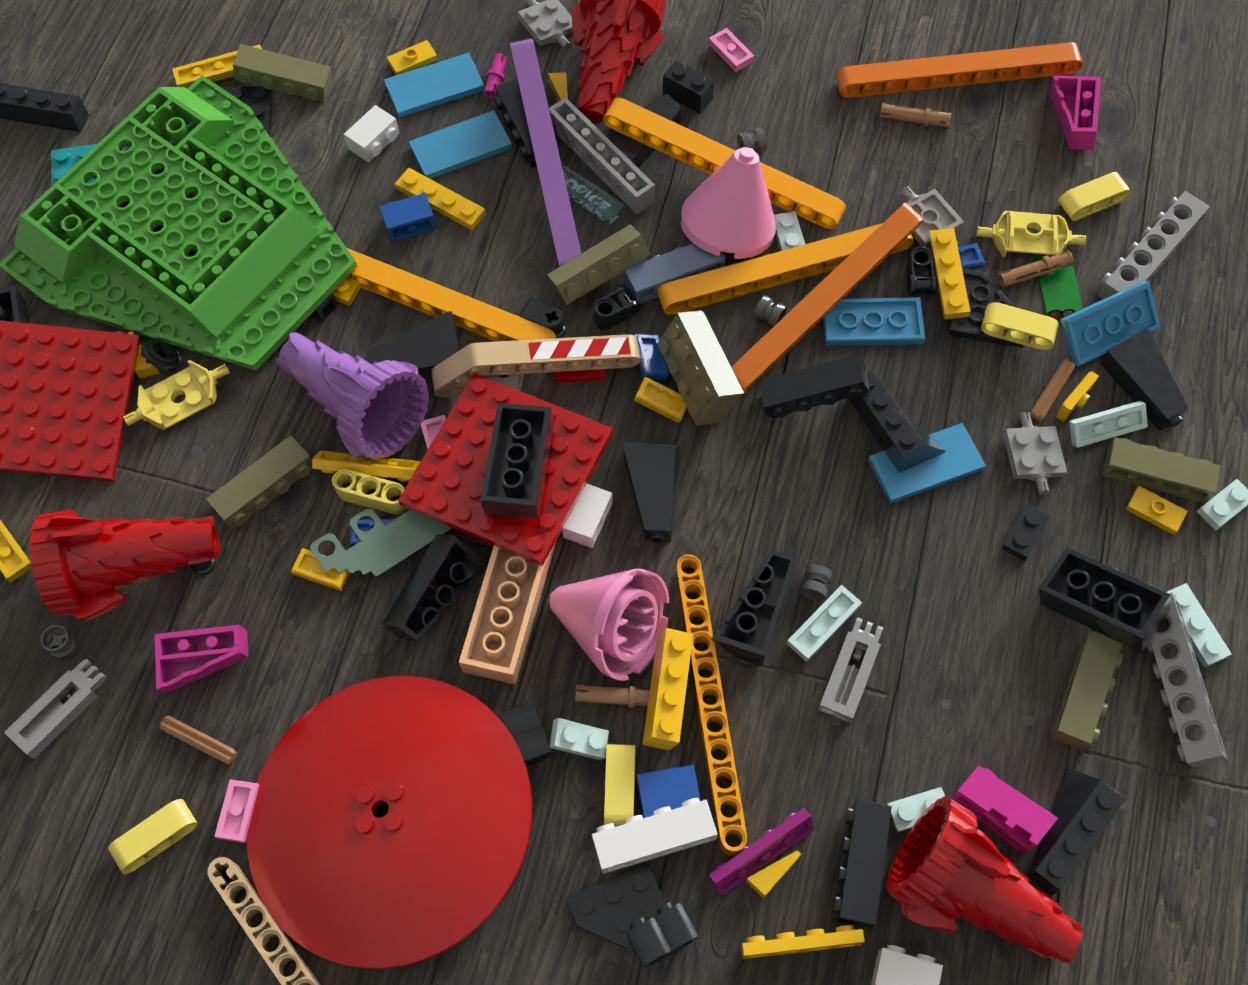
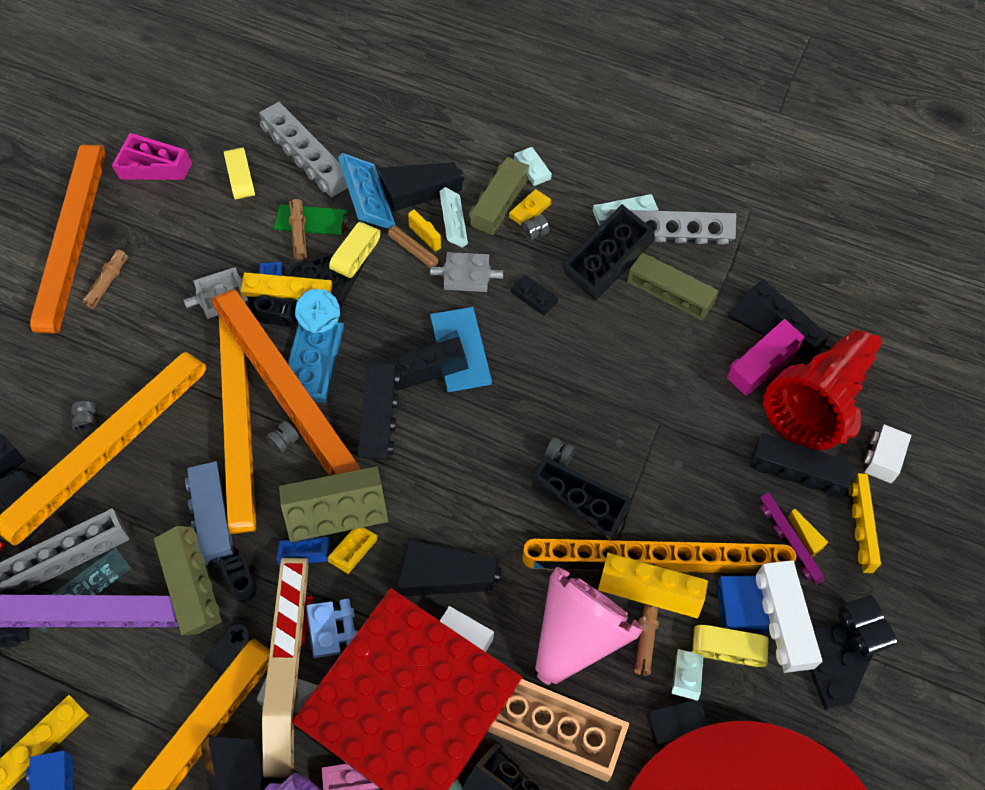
camera: 85 degrees left, 5 degrees down
(517, 461) = (419, 678): black brick -> none
(576, 390) = (323, 627): none -> light blue plate
(731, 209) = (167, 444): bright pink cone -> none
(788, 231) = (199, 407): light aqua plate -> none
(824, 623) = (596, 454): light aqua plate -> none
(847, 681) = (647, 447): light grey hinge -> none
(908, 810) = (755, 418): light aqua plate -> none
(926, 307) = (317, 311): none -> medium azure tile
(1012, 234) = (257, 237): light yellow plate -> none
(1124, 517) = (535, 227): none -> dark grey wheel

